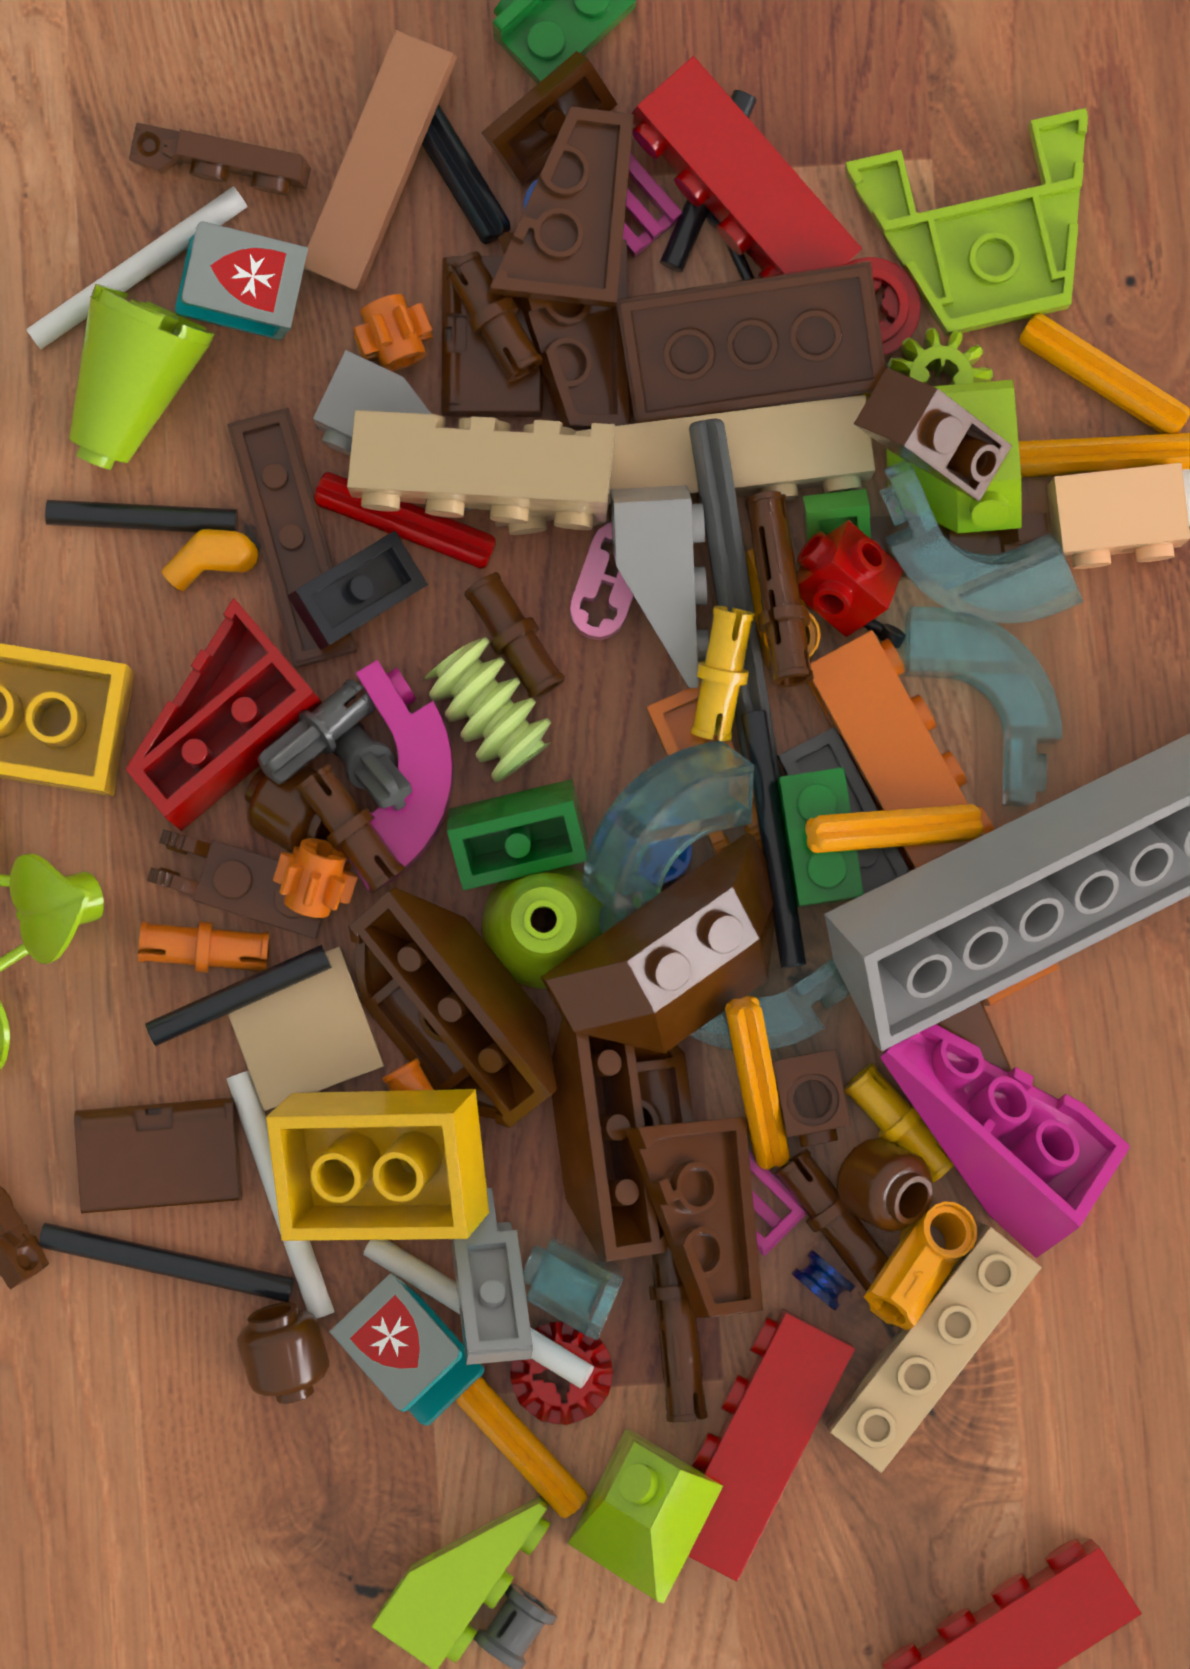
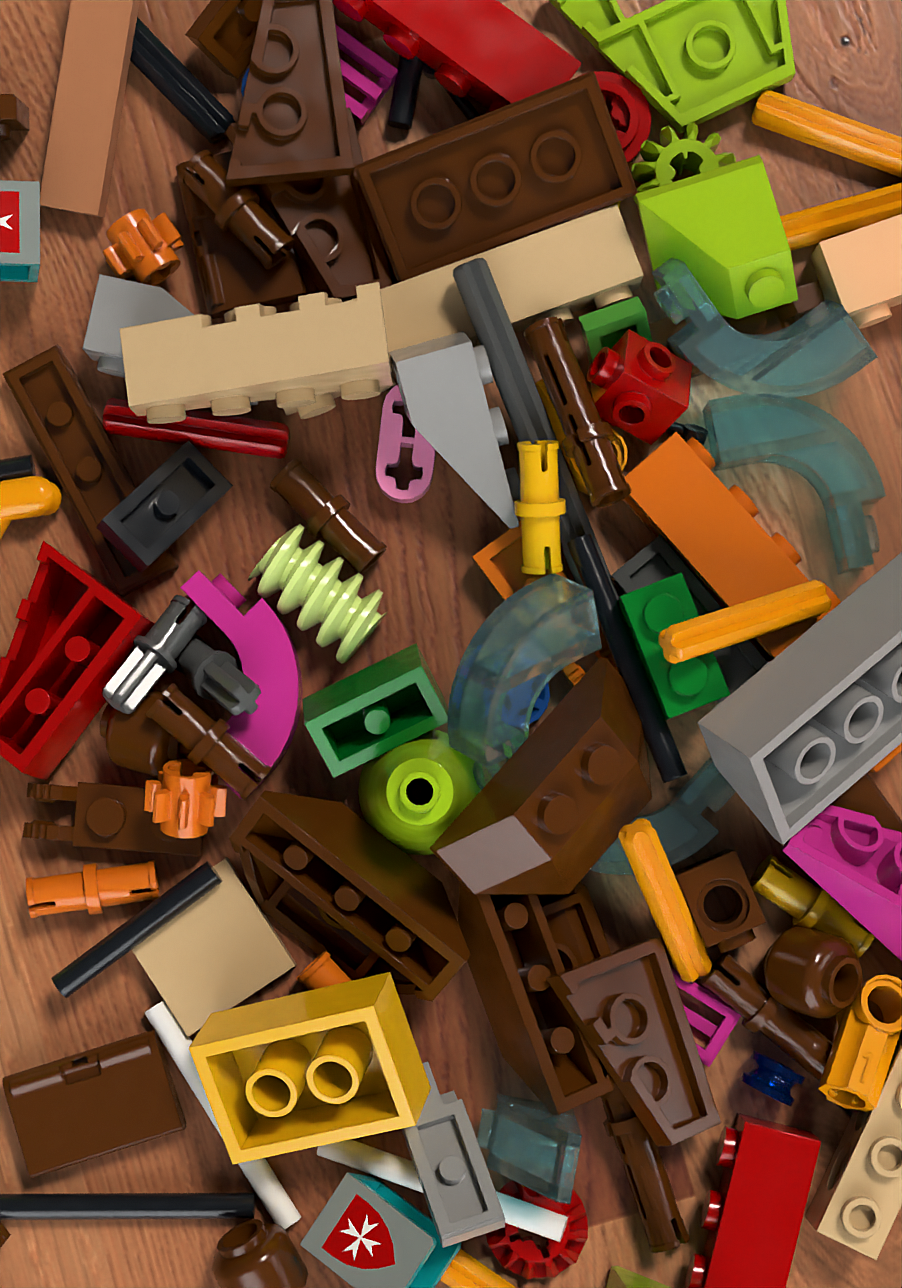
camera: 10 degrees left, 0 degrees up
(933, 433) = (694, 222): reddish brown slope -> none

